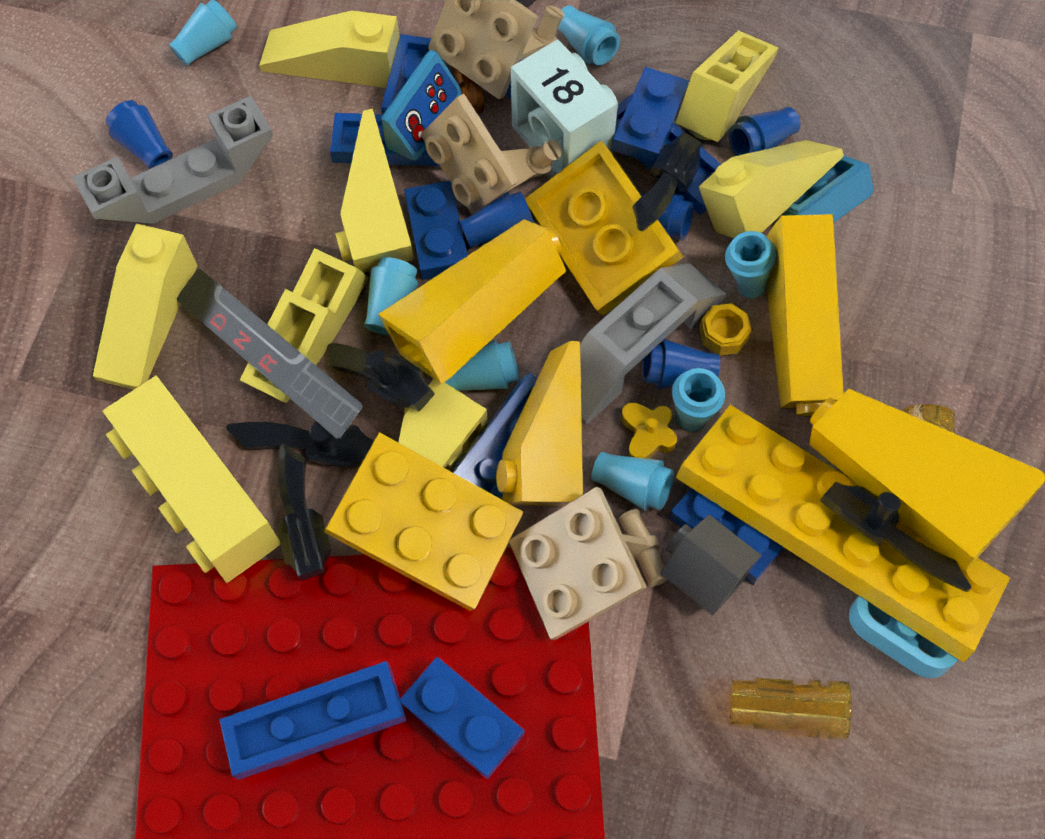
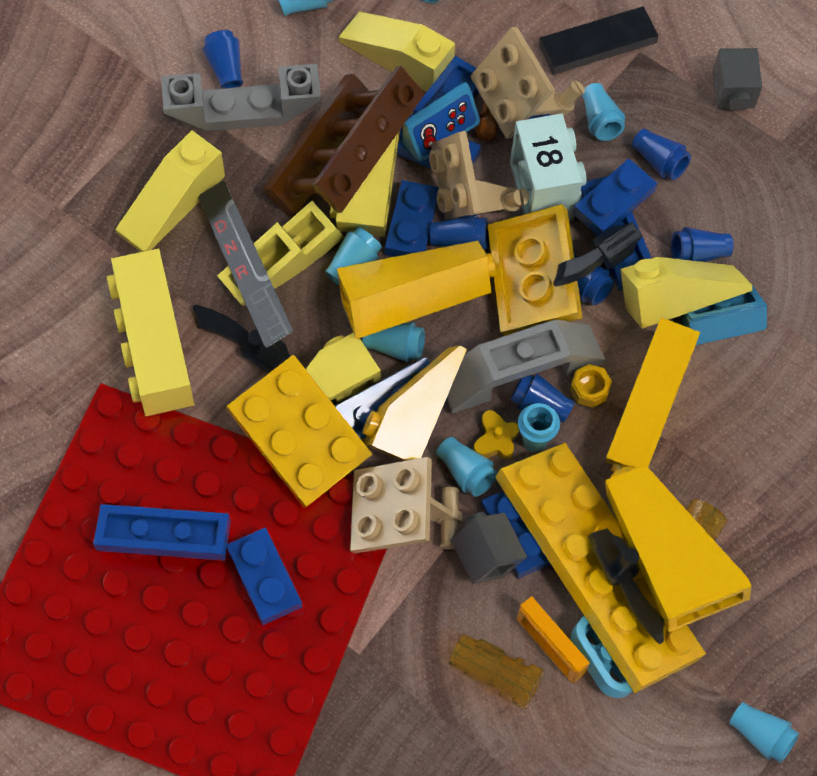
camera: 20 degrees right, 0 degrees up
(302, 529) = (210, 403): black piece -> none
(322, 169) = (343, 142): none -> reddish brown fence
(390, 378) = (323, 321): black piece -> none
(672, 52) = (663, 154): none -> blue cone
(724, 86) = (689, 195): light yellow slope -> none
(751, 262) = (631, 342): medium azure cone -> none
(836, 641) = (552, 640): none -> light orange tile

